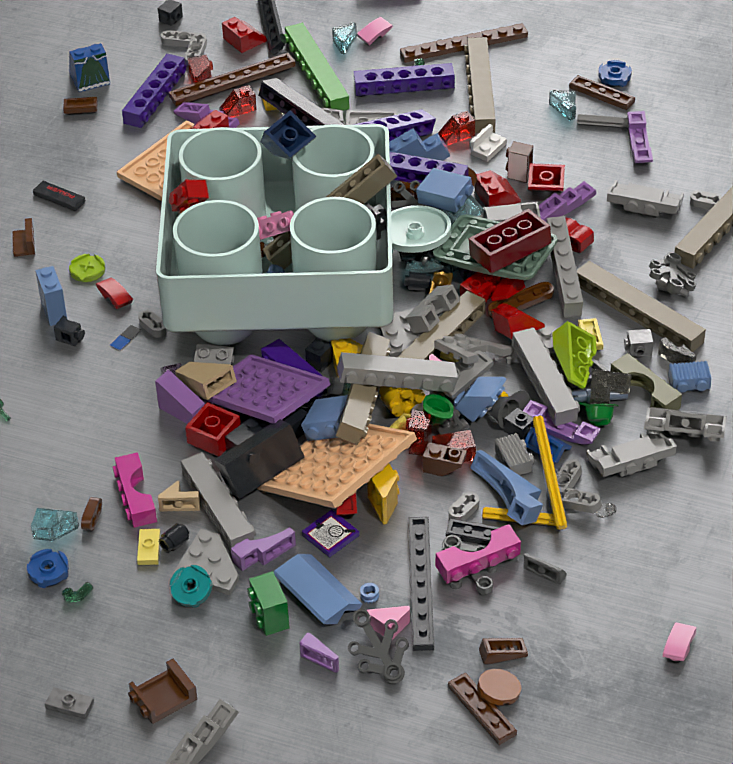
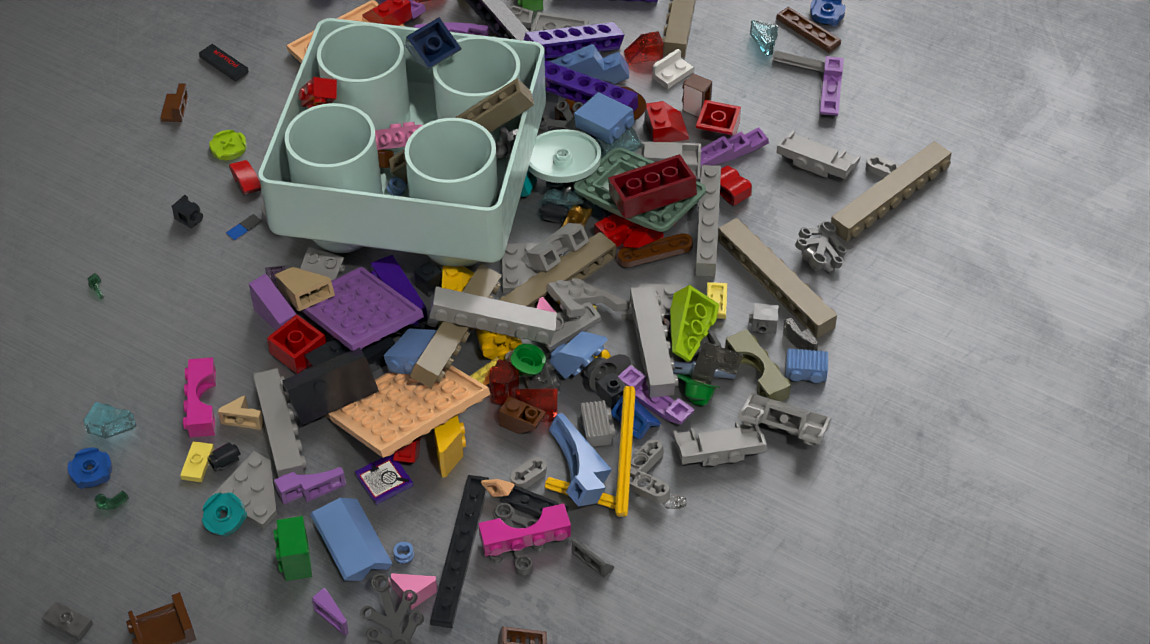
camera: 10 degrees right, 5 degrees up
(51, 294) = (178, 170): medium blue brick -> none
(91, 513) = (150, 416): reddish brown beam -> none
(440, 522) = (498, 487): none -> light nougat slope
(511, 320) = (639, 272): red slope -> none

